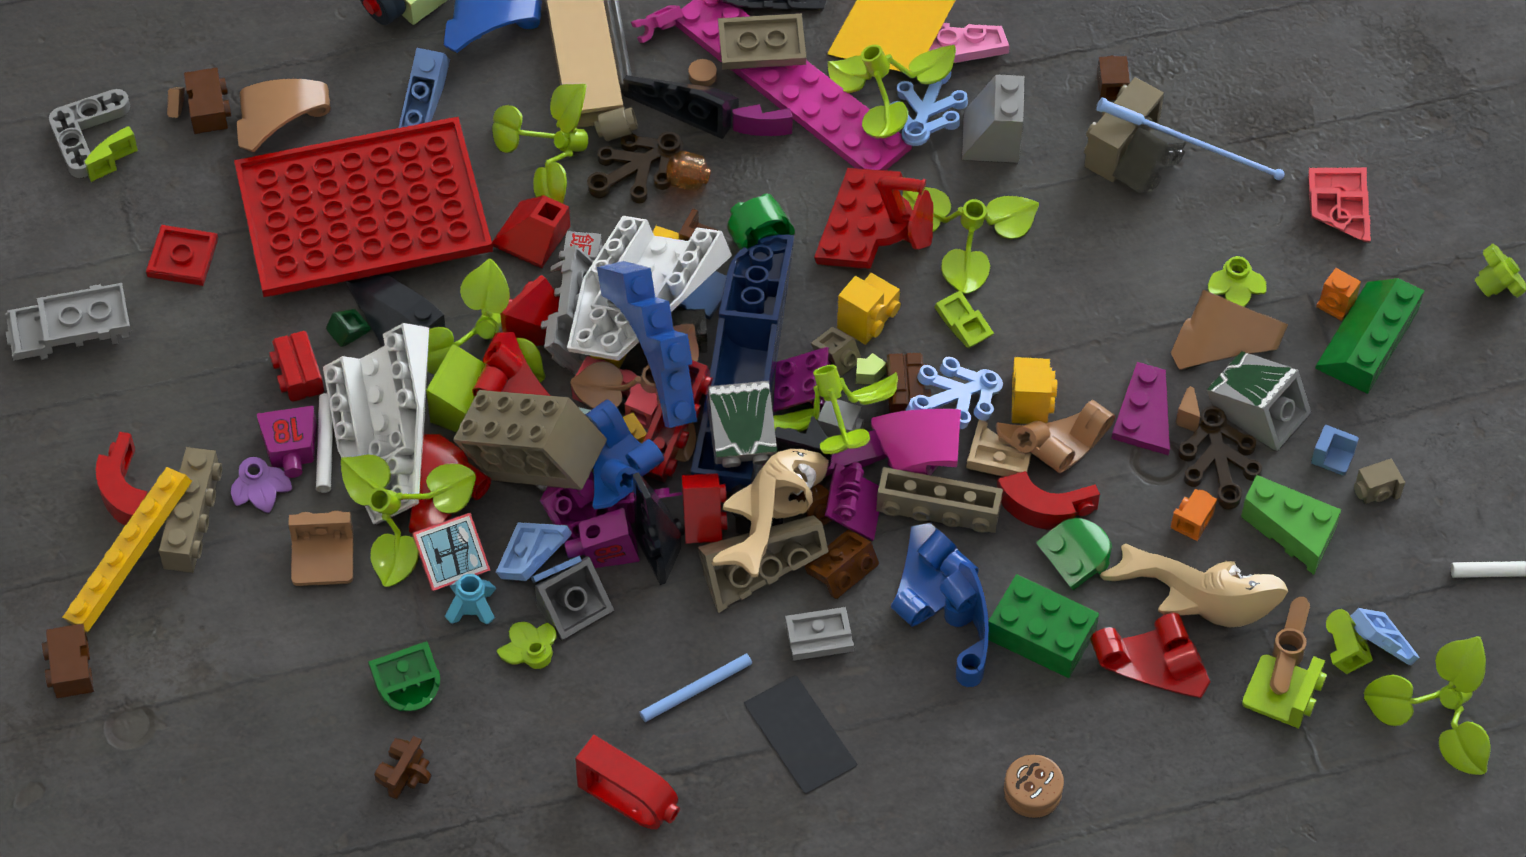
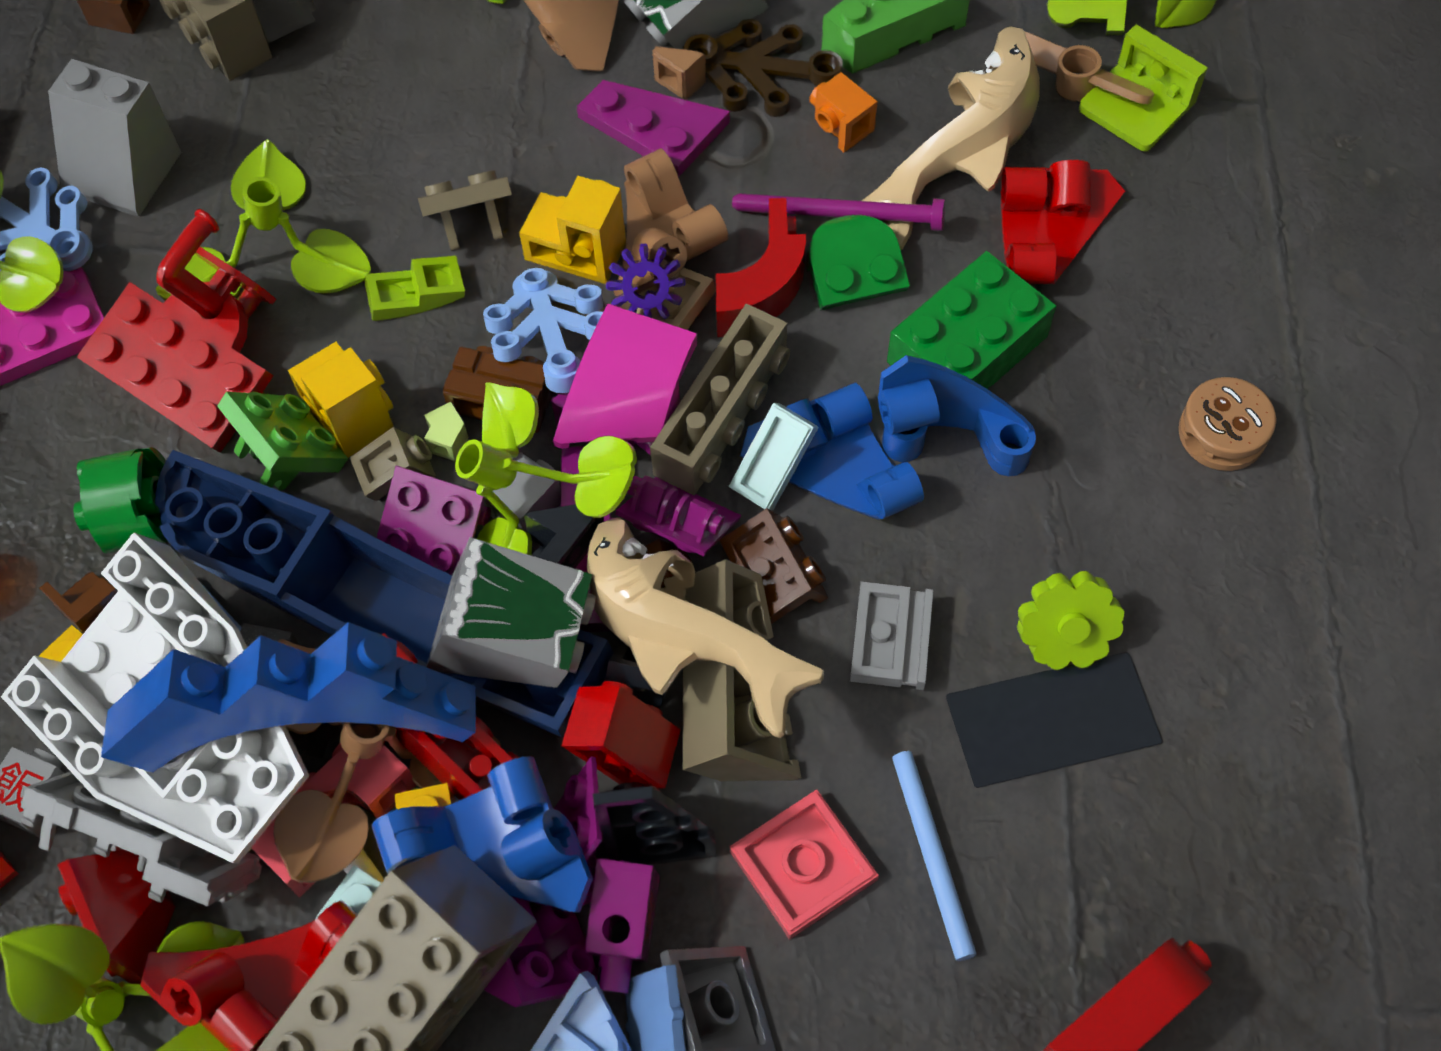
camera: 70 degrees left, 5 degrees up
(668, 626) = (803, 864): none -> coral tile
(824, 283) = (281, 436): none -> bright green plate
(856, 716) = (1070, 620): none -> lime plant
(910, 539) = (773, 456): none -> light aqua tile
(996, 431) = (640, 267): none -> dark purple gear
(1030, 317) = (482, 188): none -> dark tan plate
(1126, 584) = (837, 208): none -> magenta bar

